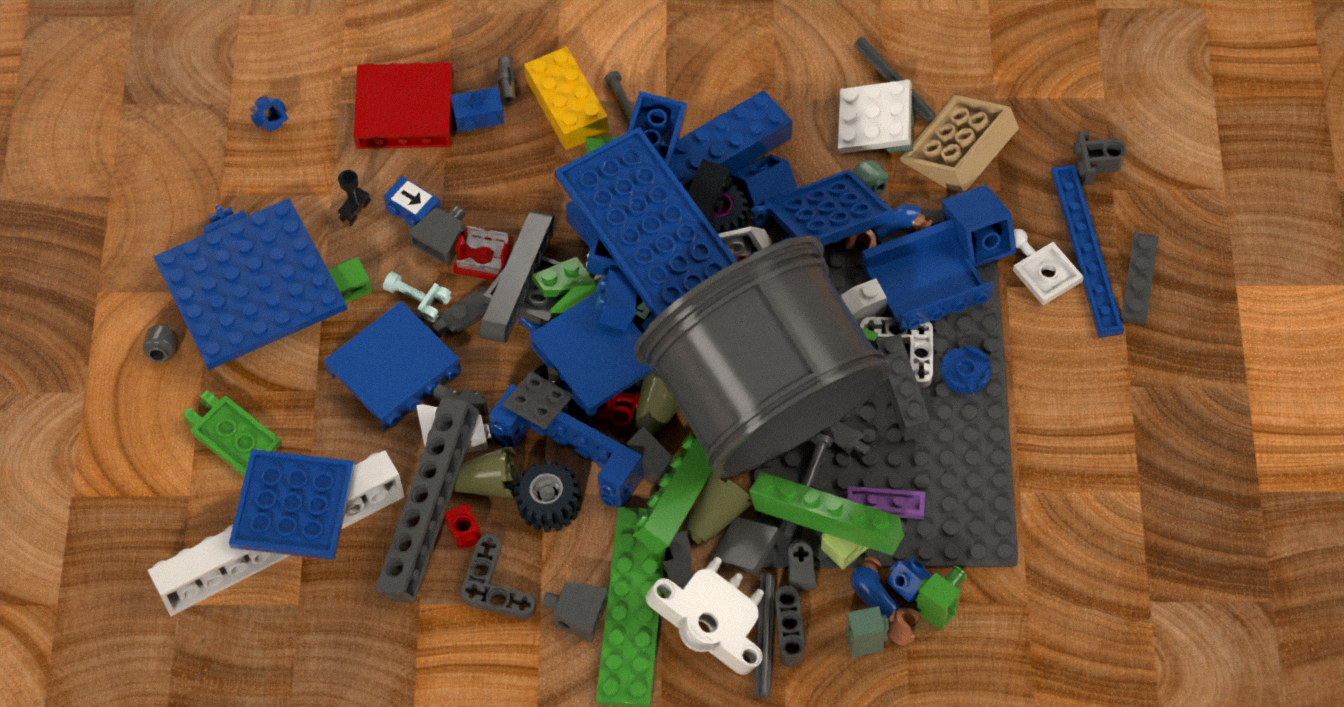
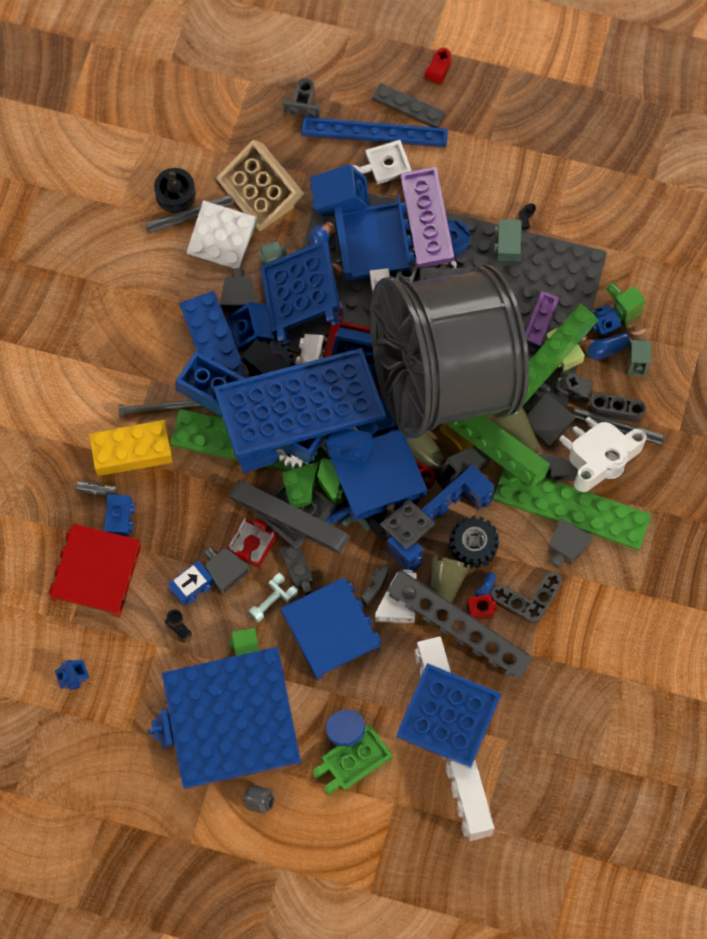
camera: 75 degrees left, 10 degrees up
(268, 413) = (345, 728): none -> blue tile
(494, 527) = (487, 585): none -> blue arm
(806, 154) = (236, 291): none -> dark grey torso
(917, 52) = (174, 190): none -> black wheel
(979, 329) = (427, 217): none -> medium lavender plate
(983, 434) = (509, 240): none -> sand green brick
(1033, 451) = (525, 214): none -> black arm
(1207, 296) = (439, 66): none -> red piece

